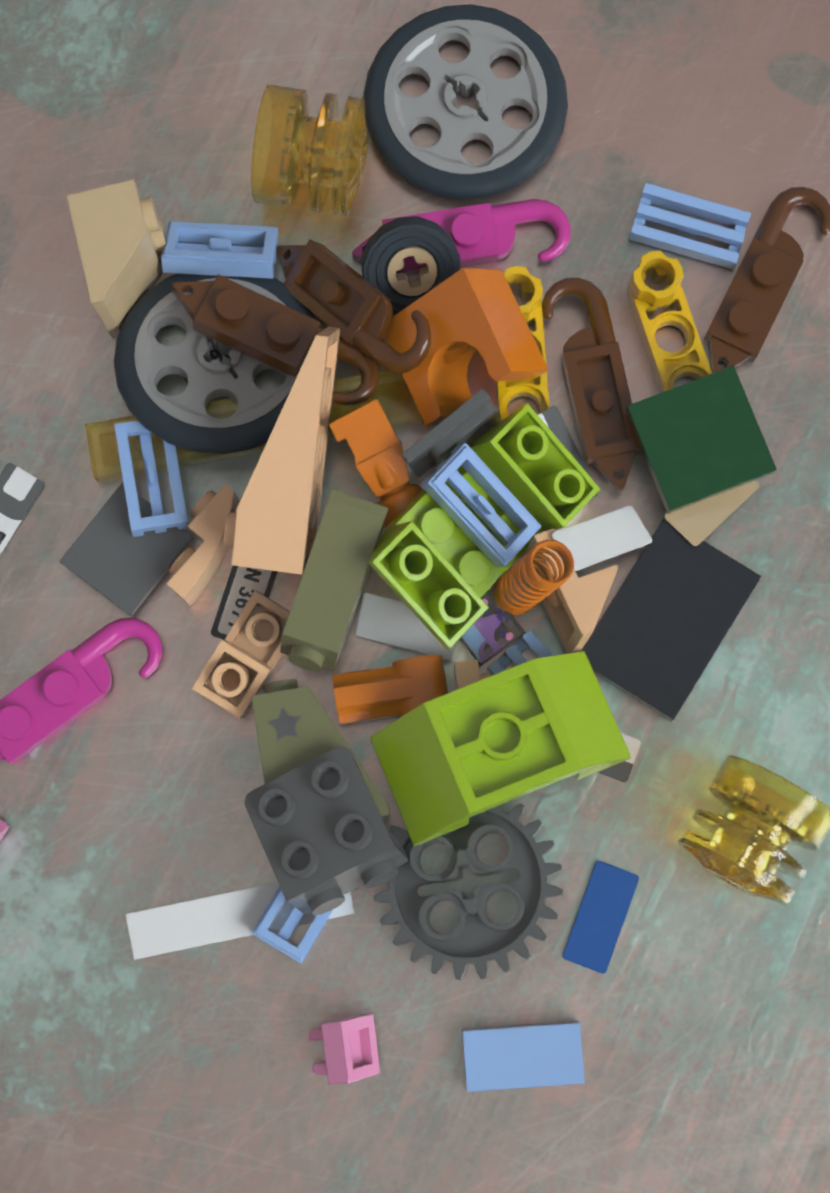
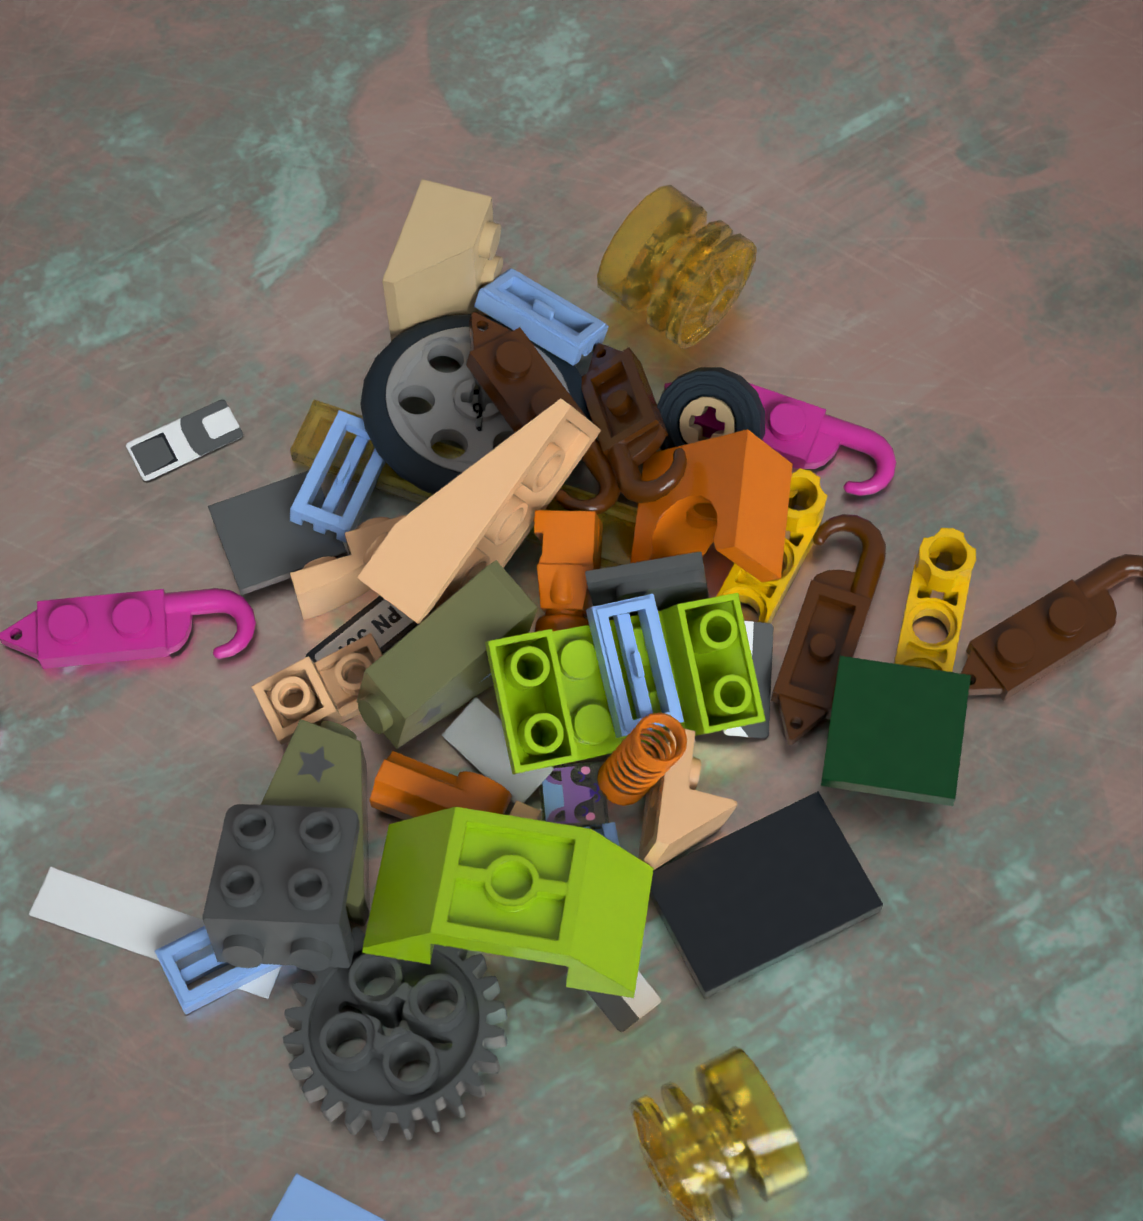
camera: 30 degrees right, 15 degrees down
(348, 1049) = (173, 1118): bright pink tile -> none
(442, 167) = (879, 379): wedge -> none
(600, 917) = (510, 1151): blue sticker -> none
(604, 537) = (739, 770): white sticker -> none
(695, 207) = (1030, 521): light blue tile -> none
(704, 517) = (862, 812): tan sticker -> none

